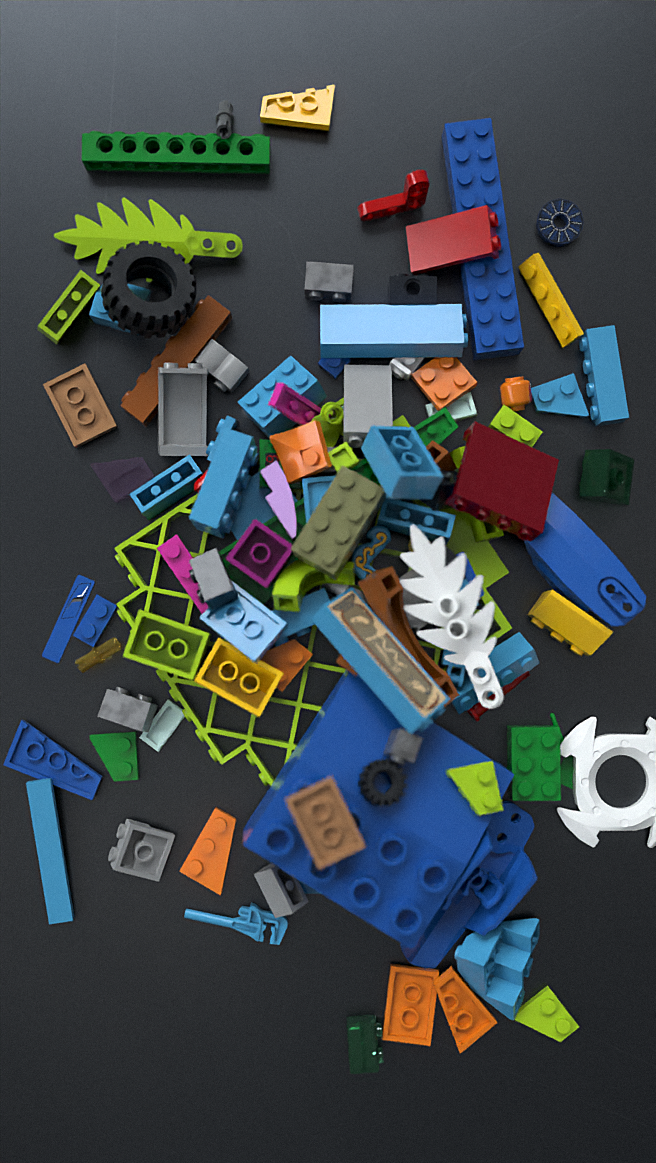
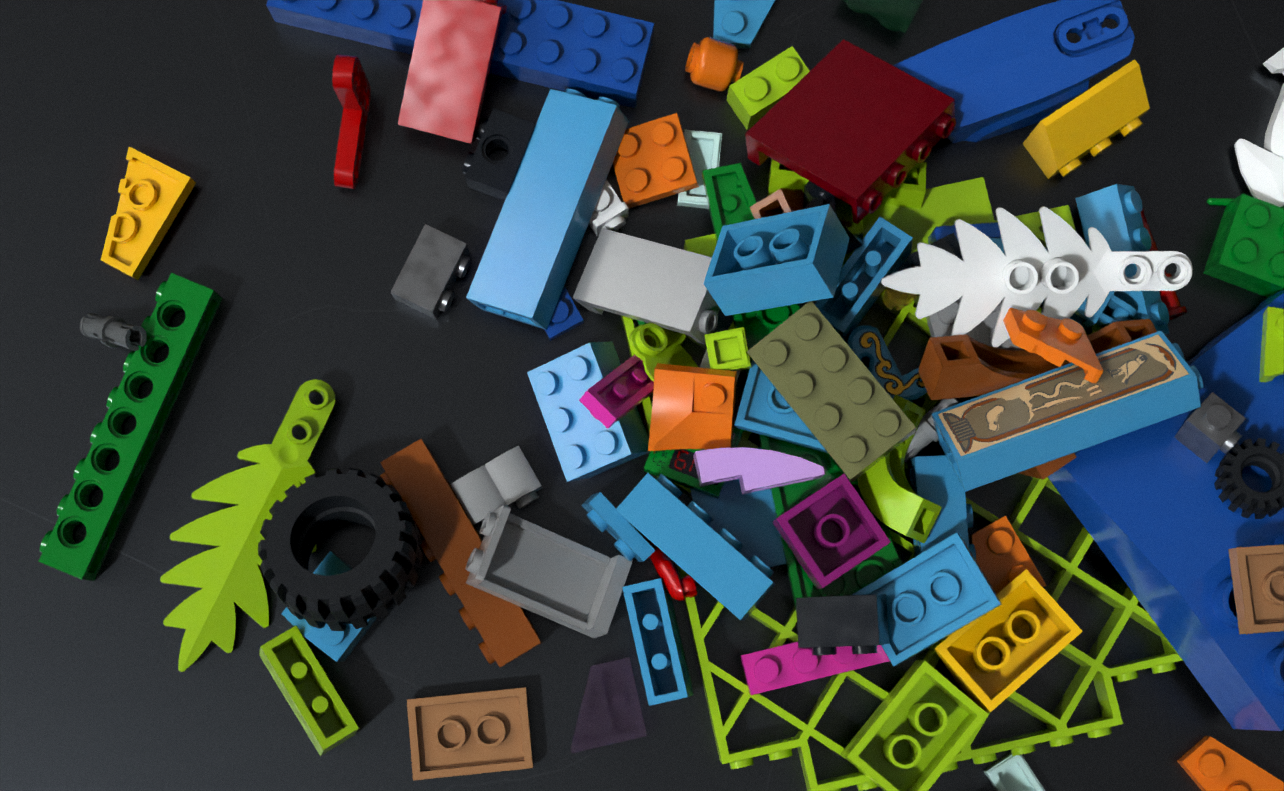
camera: 70 degrees left, 5 degrees down
(418, 638) = (1053, 340): none -> orange wing

